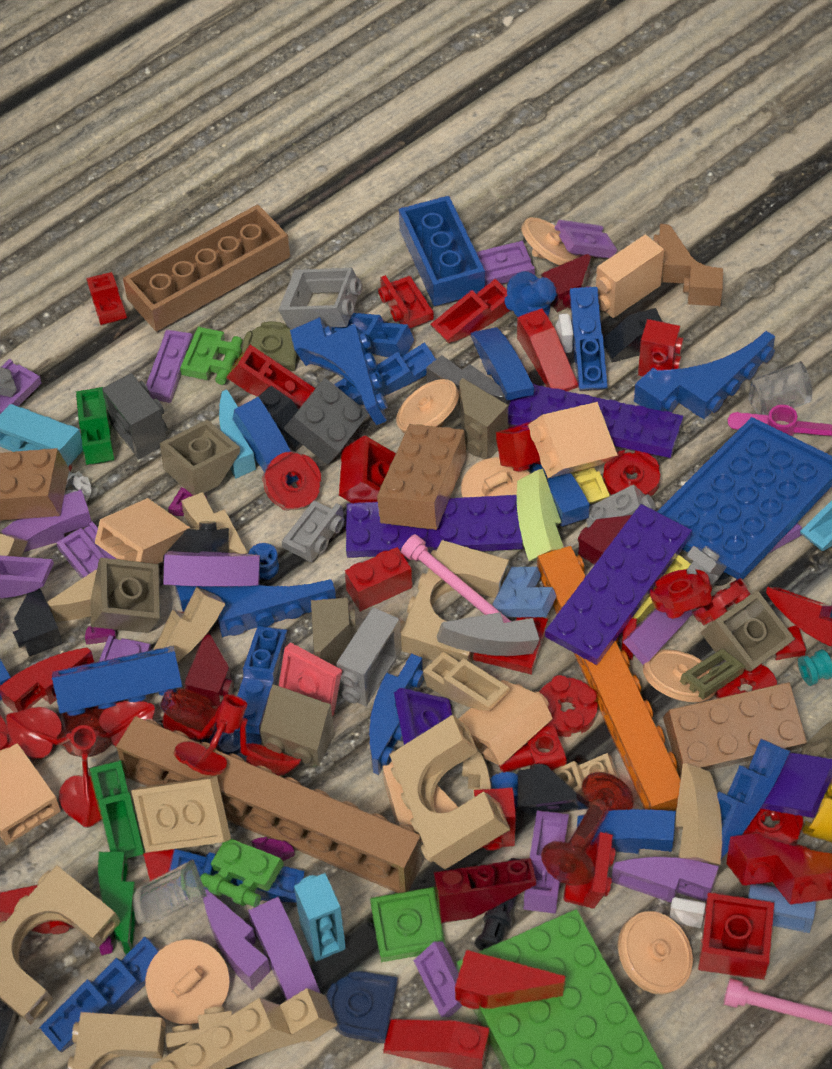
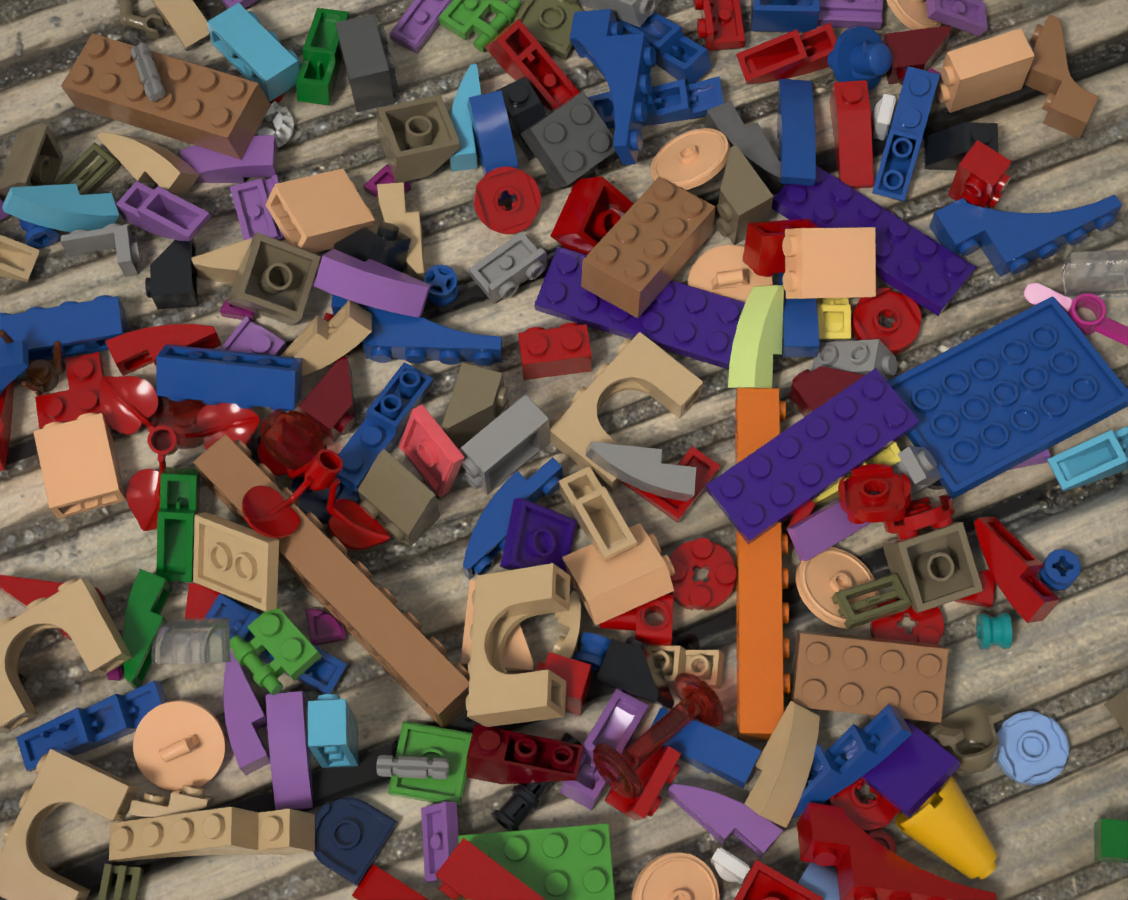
camera: 20 degrees right, 15 degrees up
(394, 927) = (412, 767): none -> light grey axle
(415, 549) = (604, 337): bright pink piece -> none
(520, 595) = (698, 428): medium blue plate -> none

